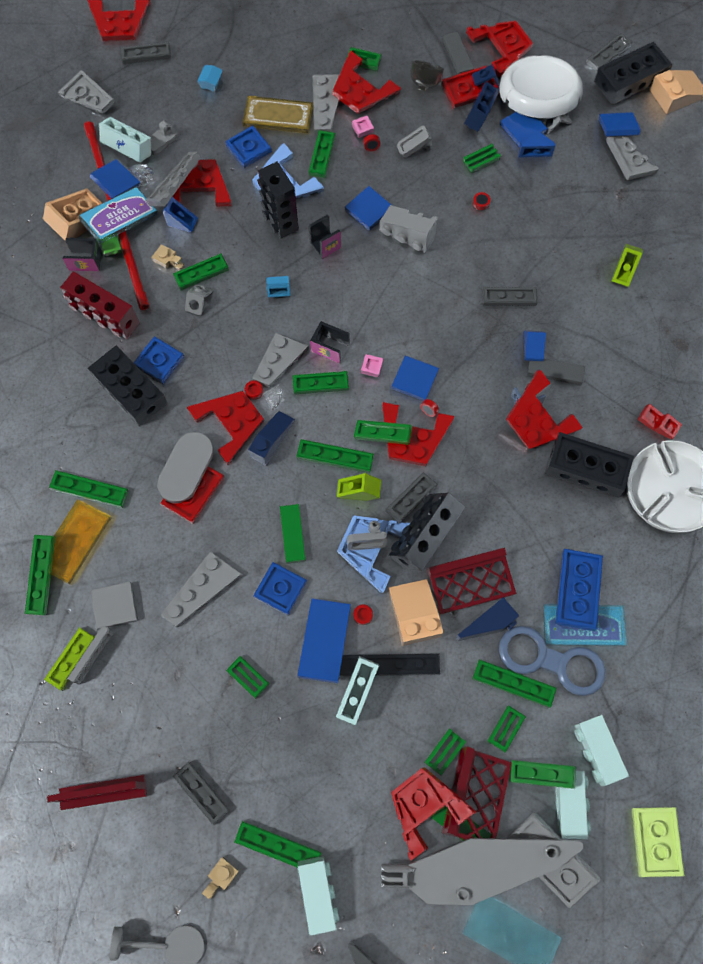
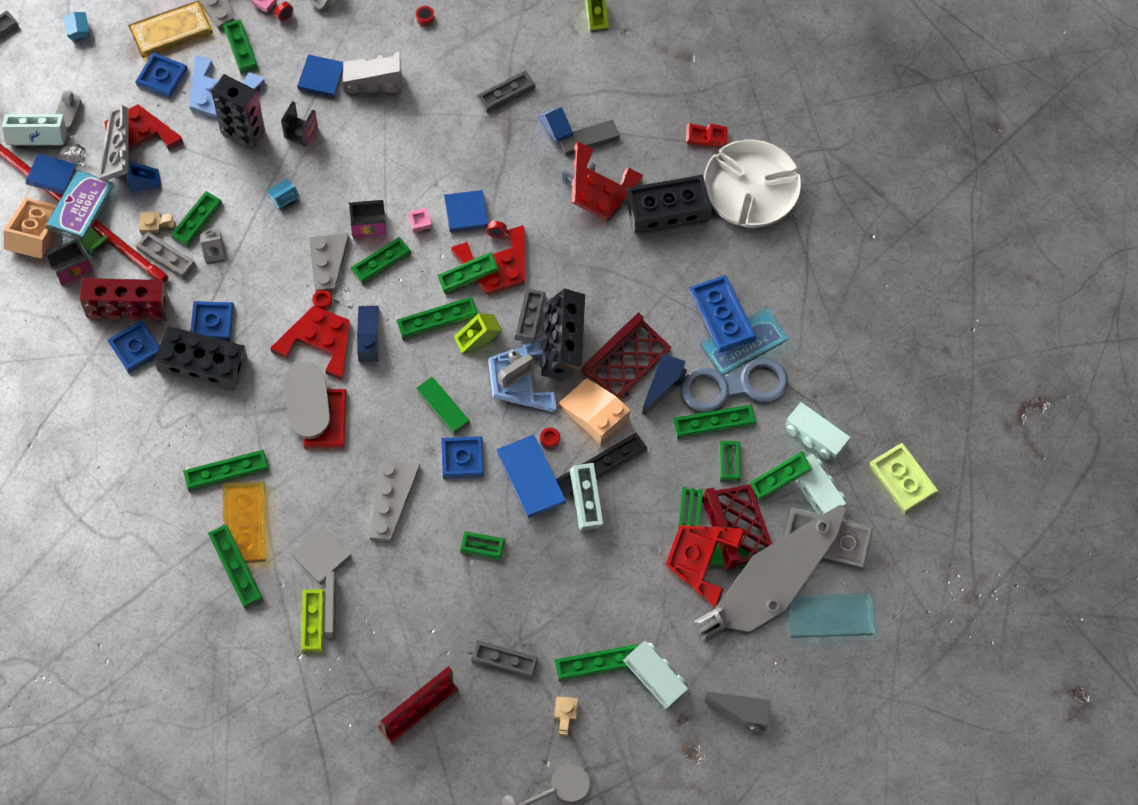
camera: 35 degrees left, 5 degrees down
(87, 347) = (134, 346): none -> blue tile
(159, 288) = (165, 255): none -> light grey tile

